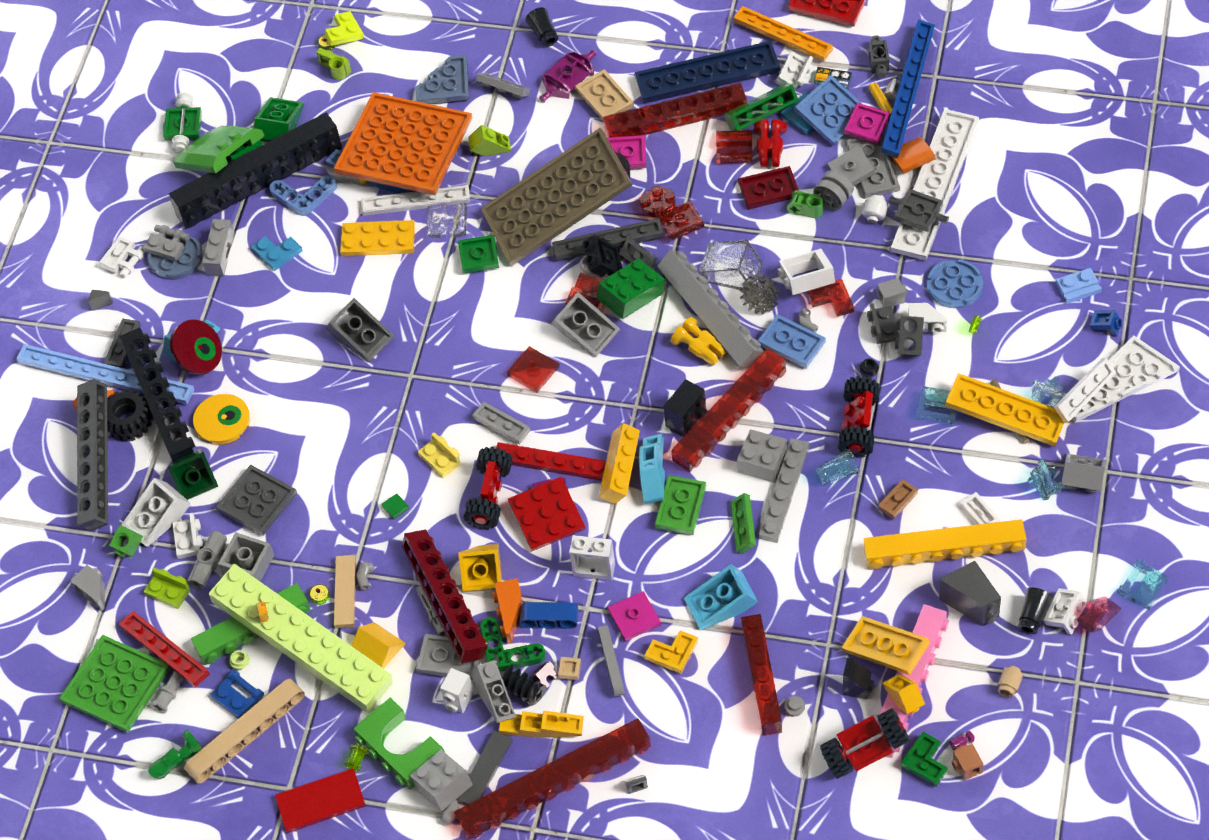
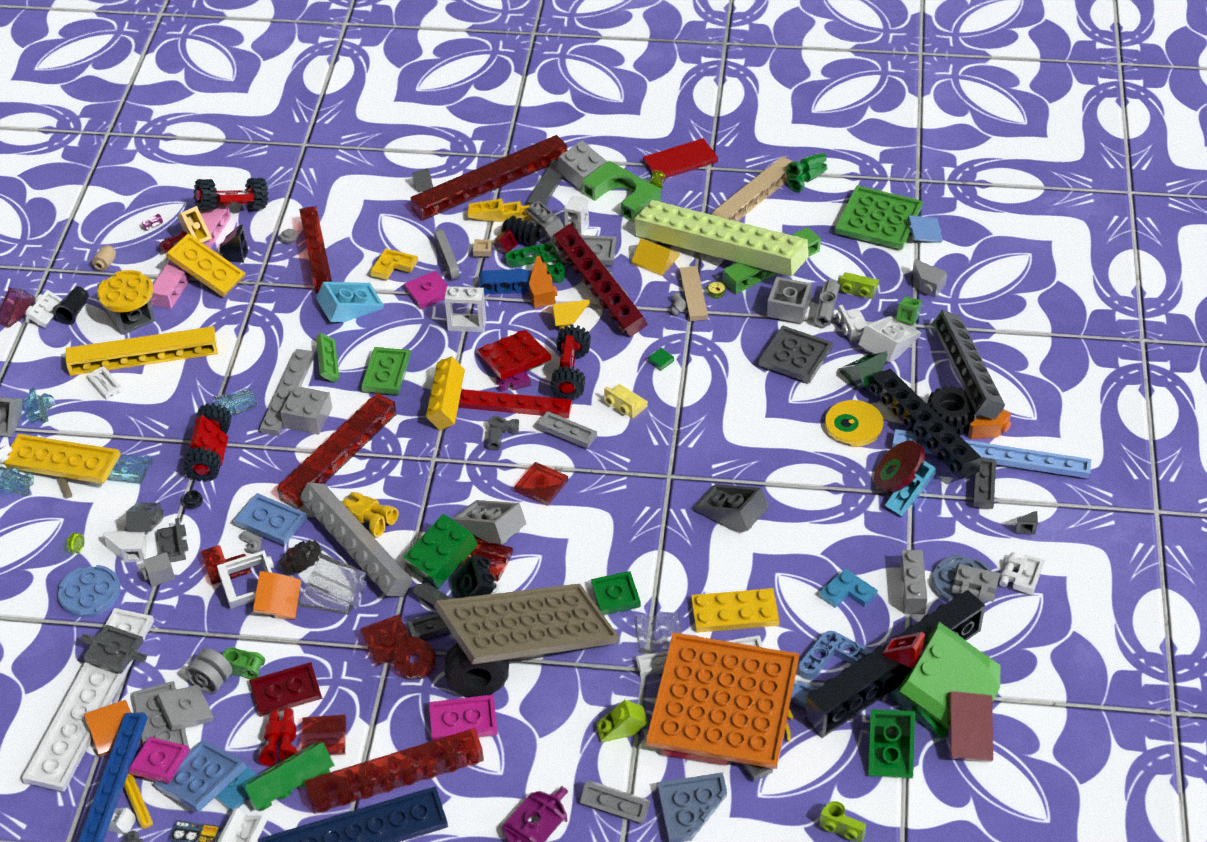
camera: 170 degrees right, 10 degrees down
(70, 659) = (925, 229): none -> medium blue piece
(164, 649) = (843, 233): red plate -> none
(167, 693) = (830, 213): light grey pin -> none
(182, 122) = (1013, 734): green plate -> none
(213, 118) = (970, 726): none -> dark red tile
(232, 699) = (770, 217): blue plate -> none
(246, 147) = (905, 649): none -> red slope
(262, 611) = (753, 224): light orange tile -> none
(571, 432) = (497, 427): none -> dark grey bar
(604, 95) = (484, 793): tan plate -> none
(651, 469) = (414, 395): medium azure slope -> none
(685, 408) = (380, 438): black brick -> none
(779, 255) = (277, 595): none -> orange slope
(875, 208) = (164, 660): white head -> none
(898, 499) = (180, 385): medium nougat plate -> none
(920, 760) = (182, 202): green plate -> none
(937, 696) = (168, 242): none -> dark red plate
(966, 580) = (125, 291): none -> yellow tile
(967, 761) = (150, 205): nougat brick -> none

